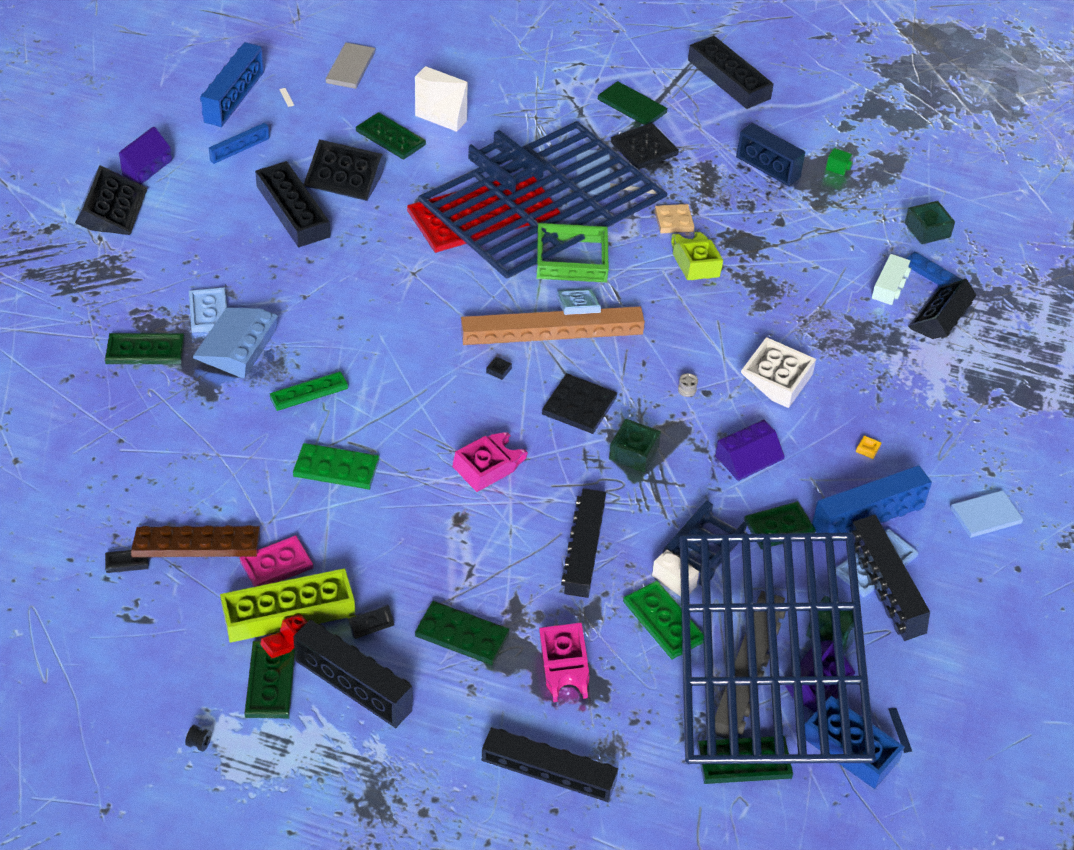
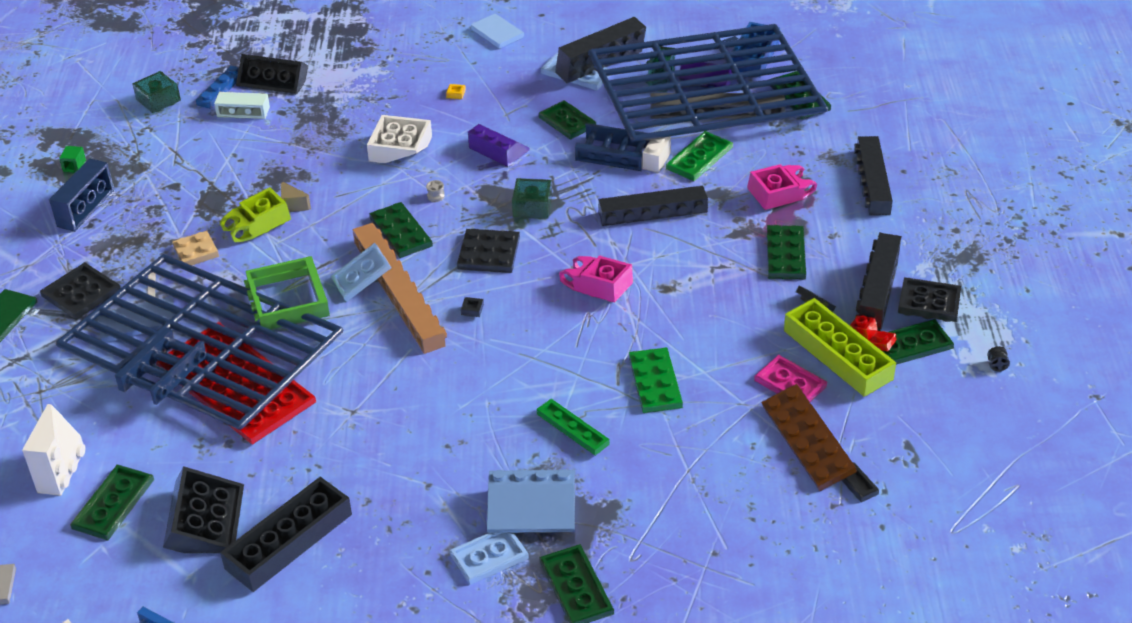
camera: 105 degrees left, 5 degrees down
(314, 717) = (929, 299): none -> black plate
(641, 350) = (401, 229): none -> dark green plate
(719, 284) = (295, 198): none -> dark tan slope
(883, 497) = (529, 70): blue brick -> none

